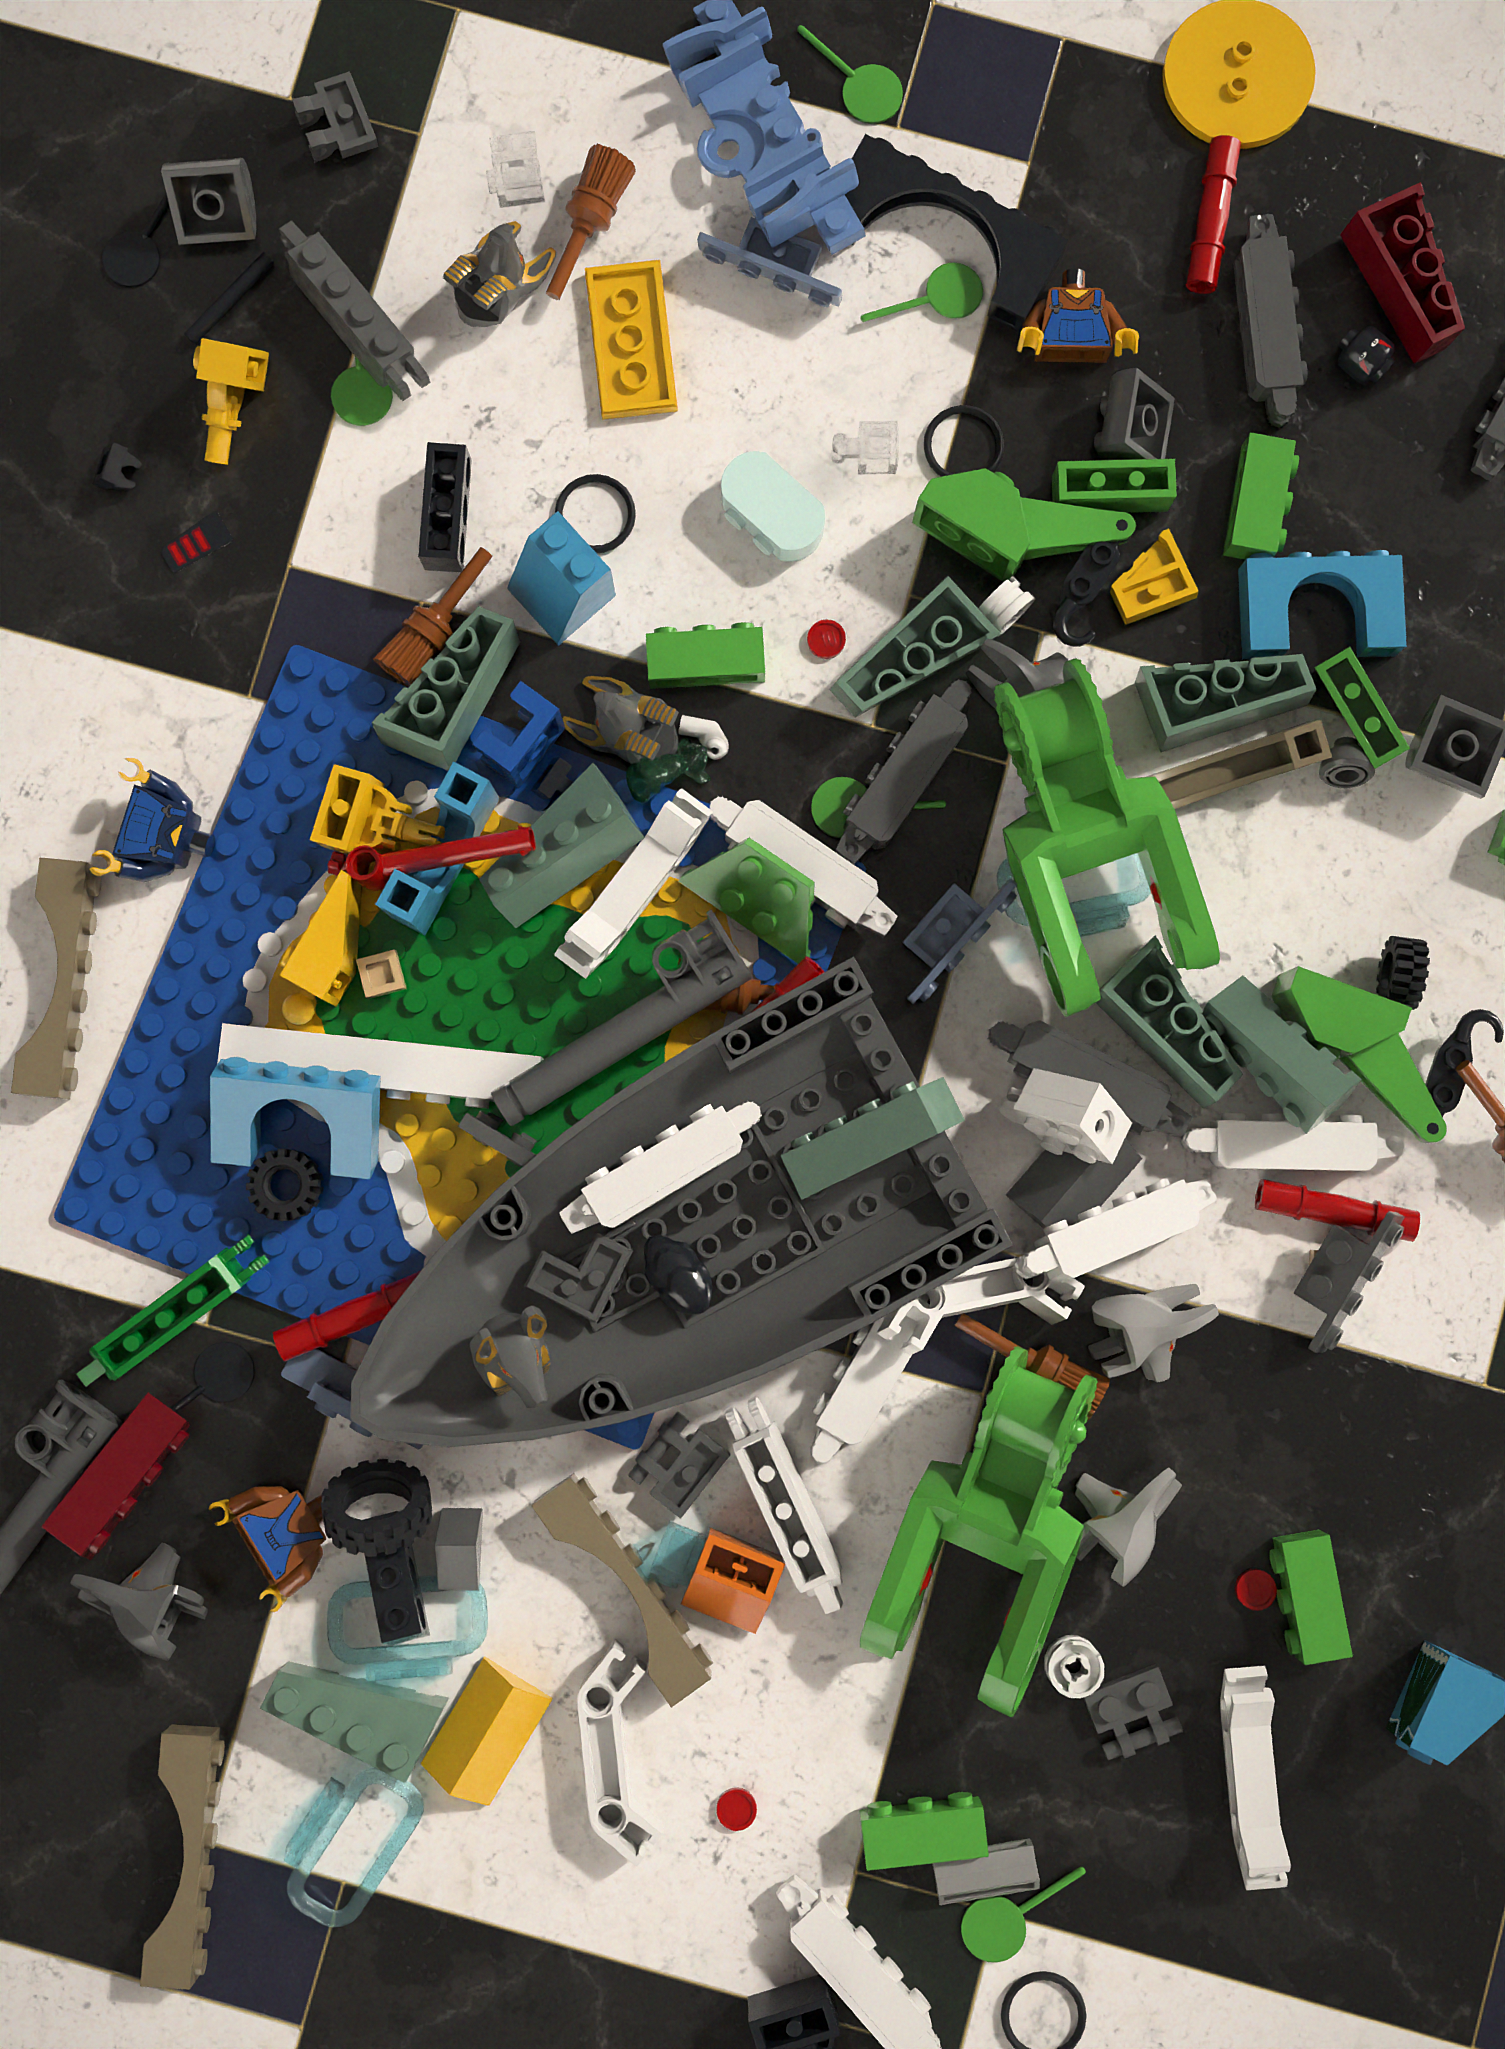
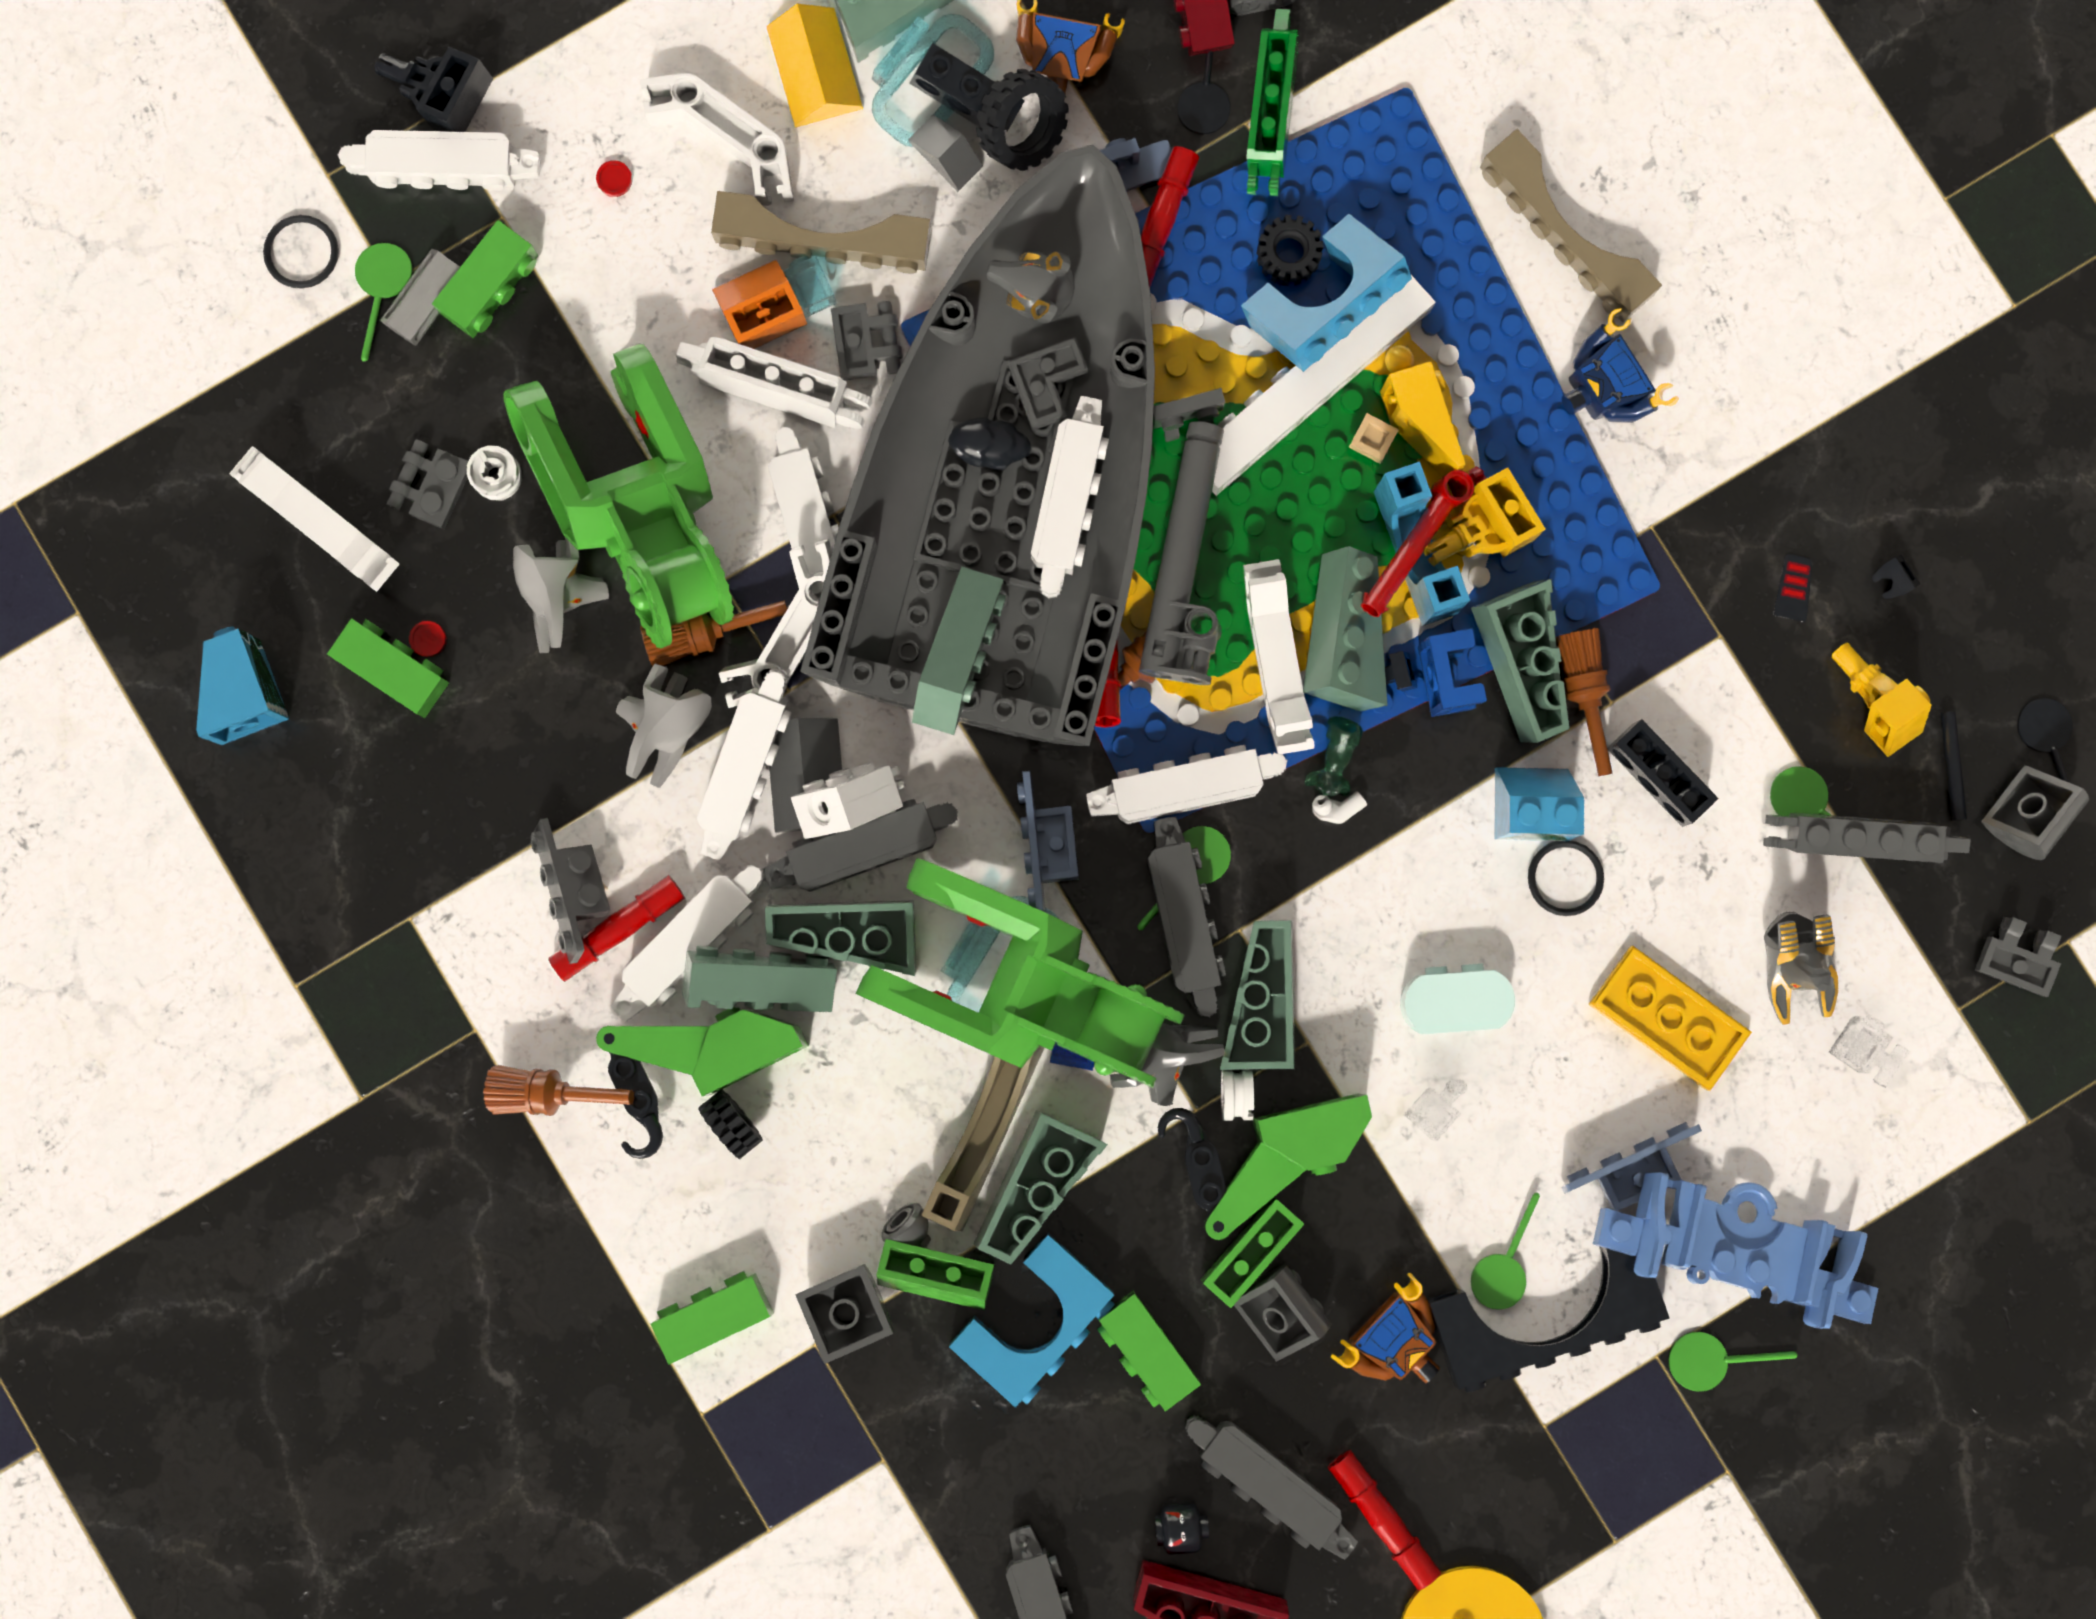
camera: 135 degrees right, 0 degrees up
(592, 206) = (1790, 1074): dark orange piece -> none
(626, 722) = (1395, 758): dark grey piece -> none
(705, 656) = (1394, 857): bright green brick -> none
(758, 894) = (1192, 735): bright green wing -> none
(826, 639) = (1329, 955): red piece -> none
(967, 410) = (1414, 1181): black tyre -> none
(1154, 581) = (1159, 1219): yellow wing -> none

